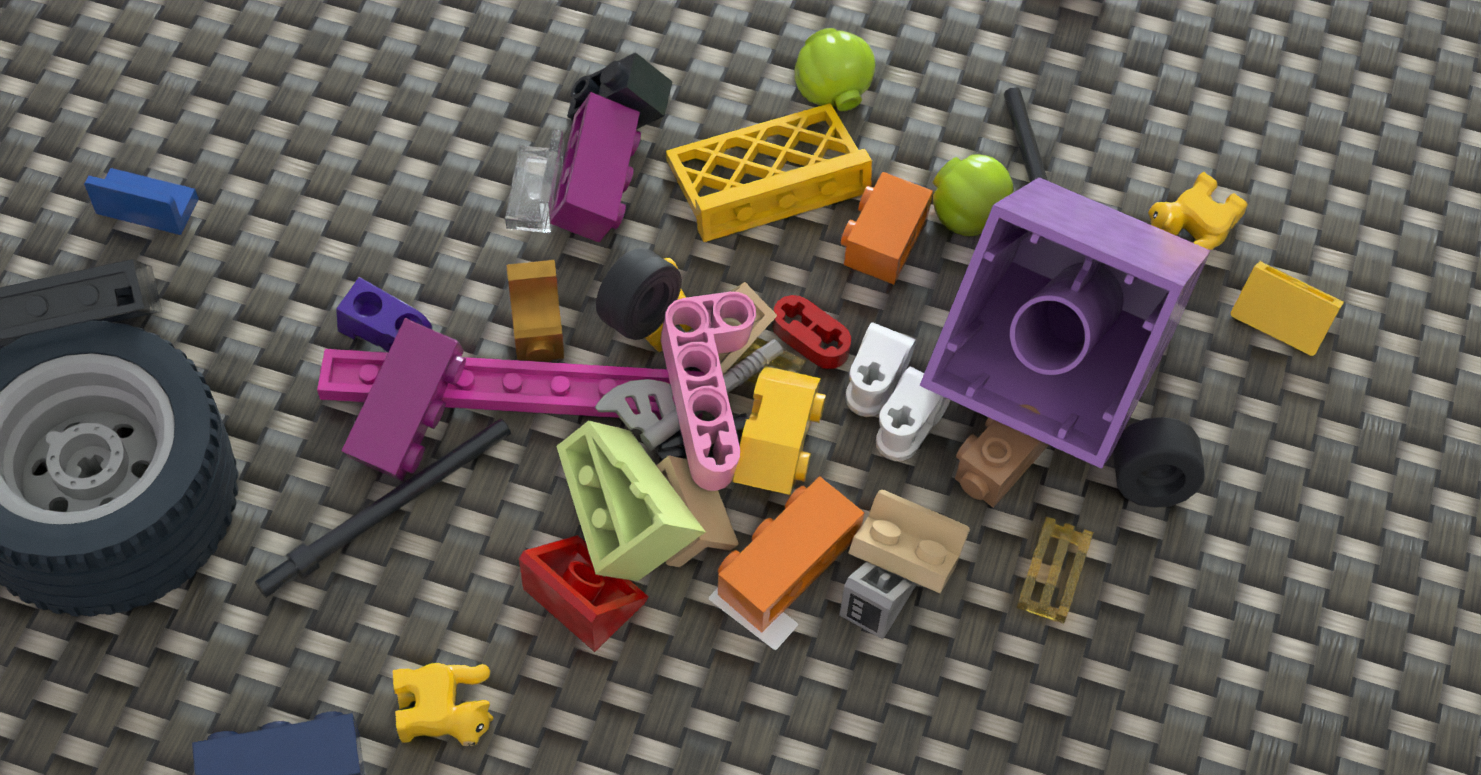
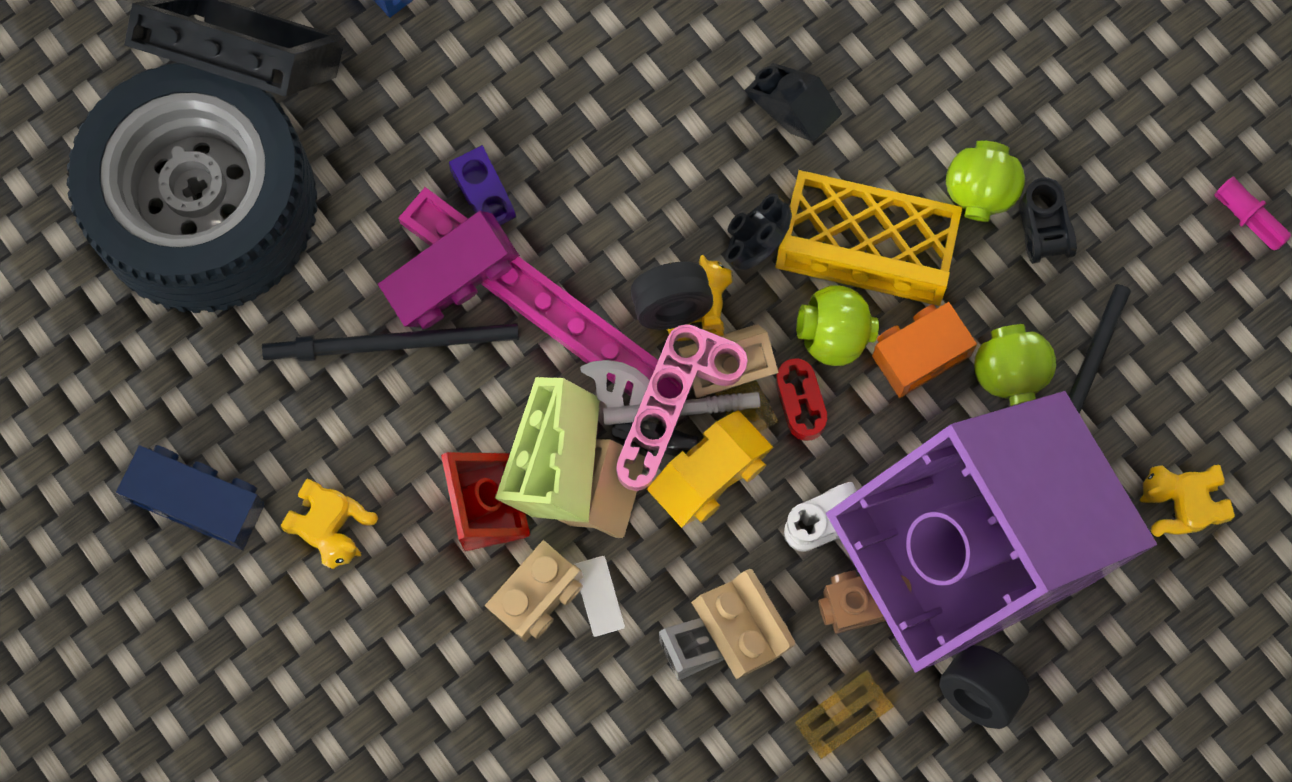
camera: 40 degrees right, 15 degrees up
(535, 186) = (676, 140): clear panel -> none
(535, 311) = (594, 257): pearl gold arch -> none
(596, 168) = (729, 156): magenta brick -> none
(671, 213) = (758, 232): none -> black dish
(690, 641) = (535, 592): none -> tan bracket
(788, 553) = (651, 571): orange brick -> none
(797, 245) = (836, 325): none -> lime plant
(877, 369) = (834, 462): white piece -> none
(911, 72) = (1047, 230): none -> black piece
(1286, 308) = (1202, 623): yellow panel -> none

